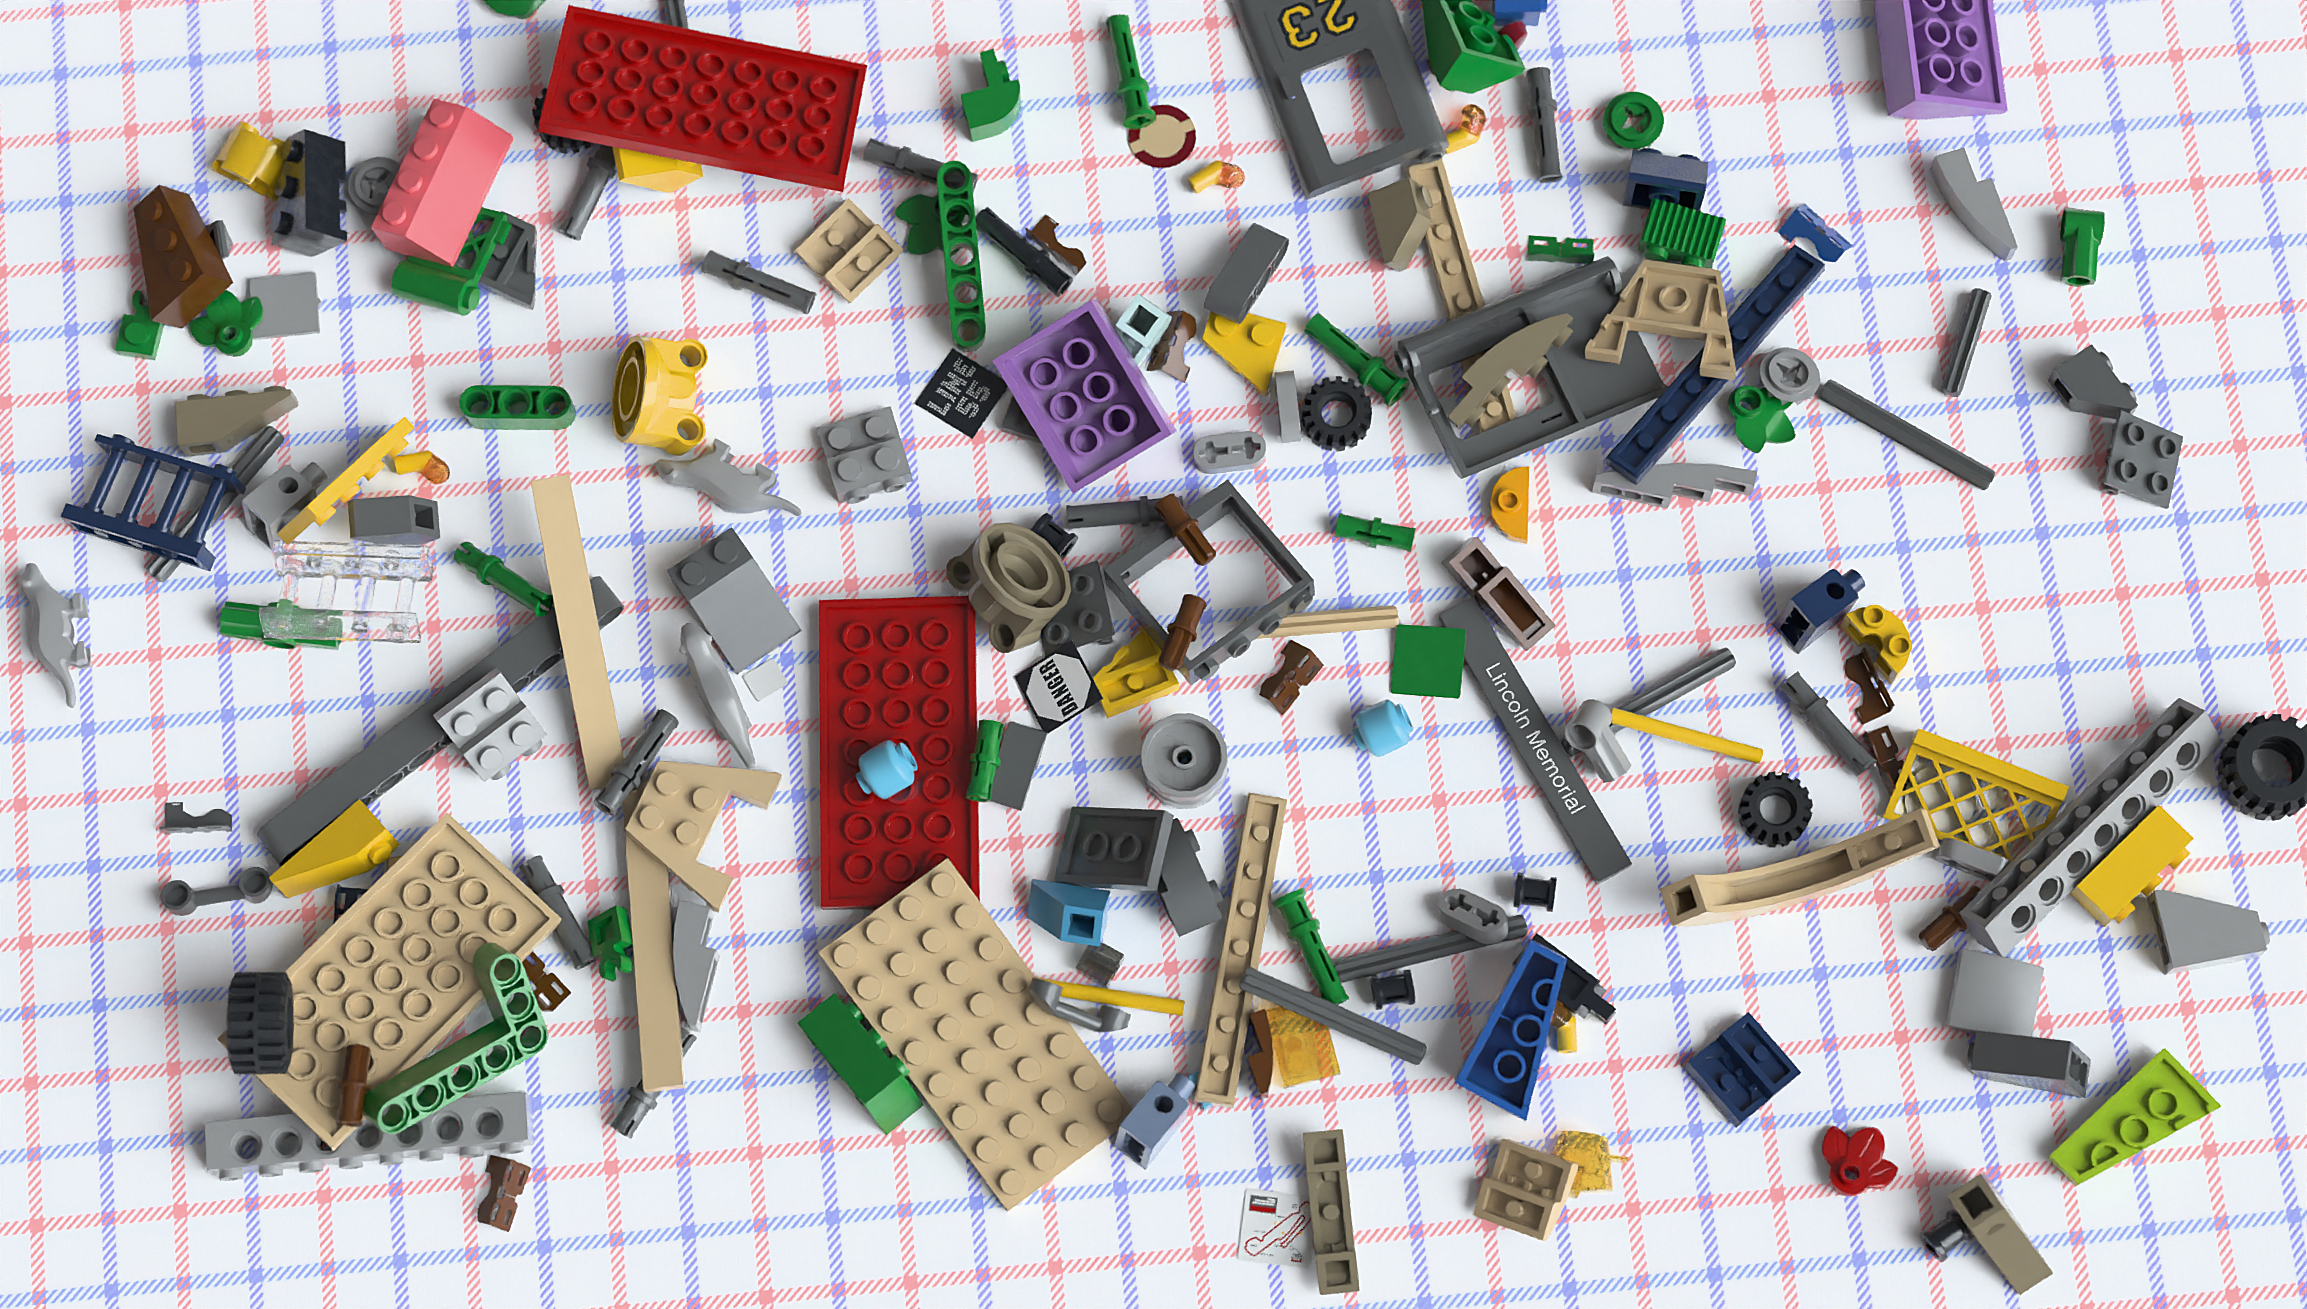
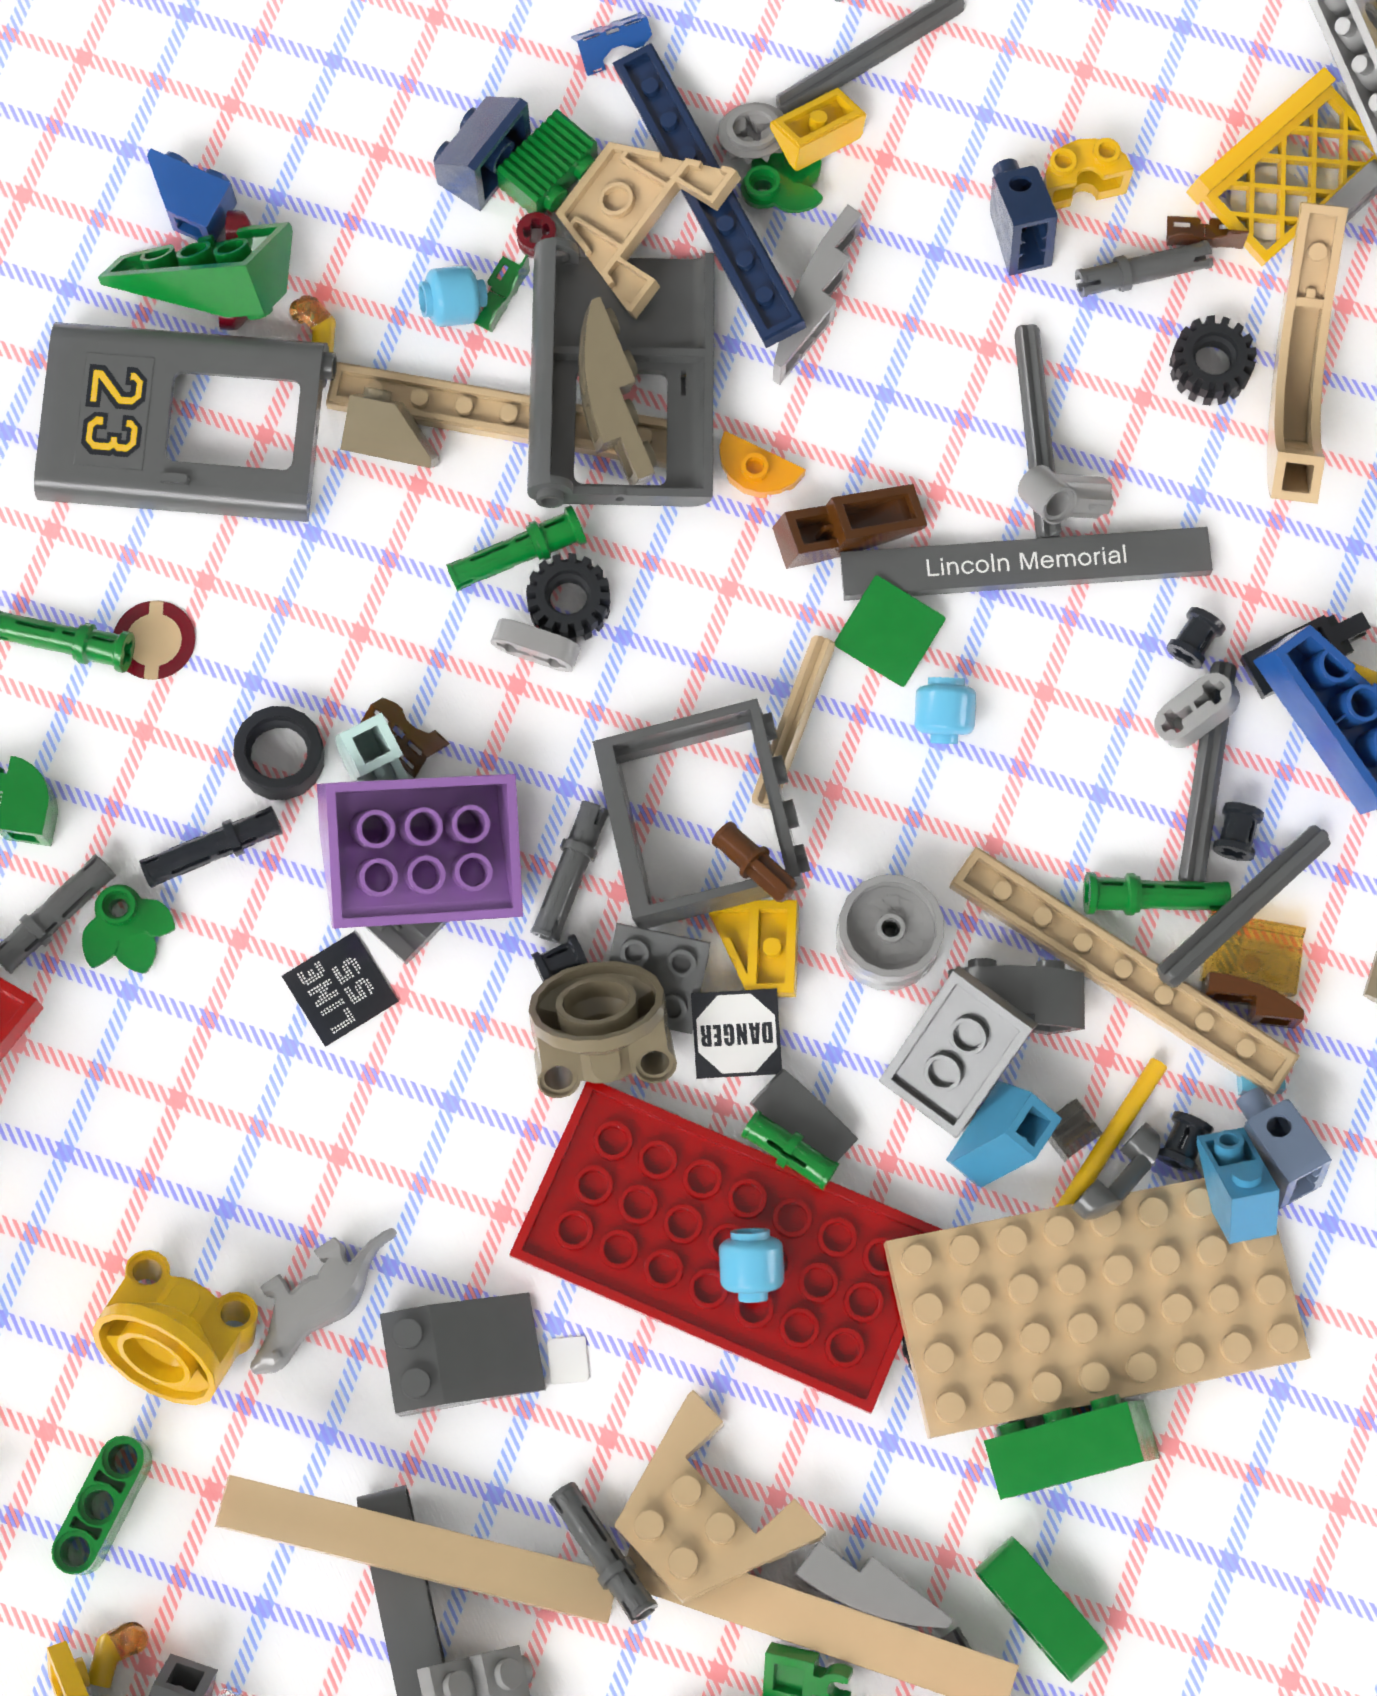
camera: 70 degrees left, 0 degrees up
(491, 571) = (288, 1624): green pin -> none
(717, 690) = (563, 1419): light grey animal -> none
(734, 1090) = (1041, 1609): none -> green beam
(756, 282) = (93, 1157): dark grey pin -> none
(848, 251) = (109, 1039): tan slope -> none
(865, 455) = (361, 1127): light grey plate -> none
(955, 238) = (169, 895): green beam -> none
(1045, 237) = (203, 817): reddish brown piece -> none
(1106, 1094) = (1238, 1185): none -> dark azure slope
(1125, 237) = (269, 719): none -> black tyre
(1128, 1050) = (1184, 1126): none -> black bush
(1185, 529) = (633, 808): reddish brown axle -> none
(1219, 174) = (231, 598): arm -> none
(1232, 461) = (565, 734): light grey beam -> none
(1246, 273) = (365, 616): dark grey beam -> none
(1247, 347) = (438, 658): yellow wing -> none
(1294, 654) = (820, 767): reddish brown piece -> none
(1375, 532) = (720, 620): green pin -> none
(1535, 215) = (451, 296): none -> medium azure head
(1544, 127) = (402, 261): dark grey pin -> none
(1624, 244) = (524, 229): none -> dark red bush
(1636, 105) = (378, 146): green gear -> none
(1686, 735) = (1096, 407): yellow bar -> none
(1816, 422) = (818, 128): none -> yellow slope
(1873, 703) = (1138, 219): reddish brown piece -> none

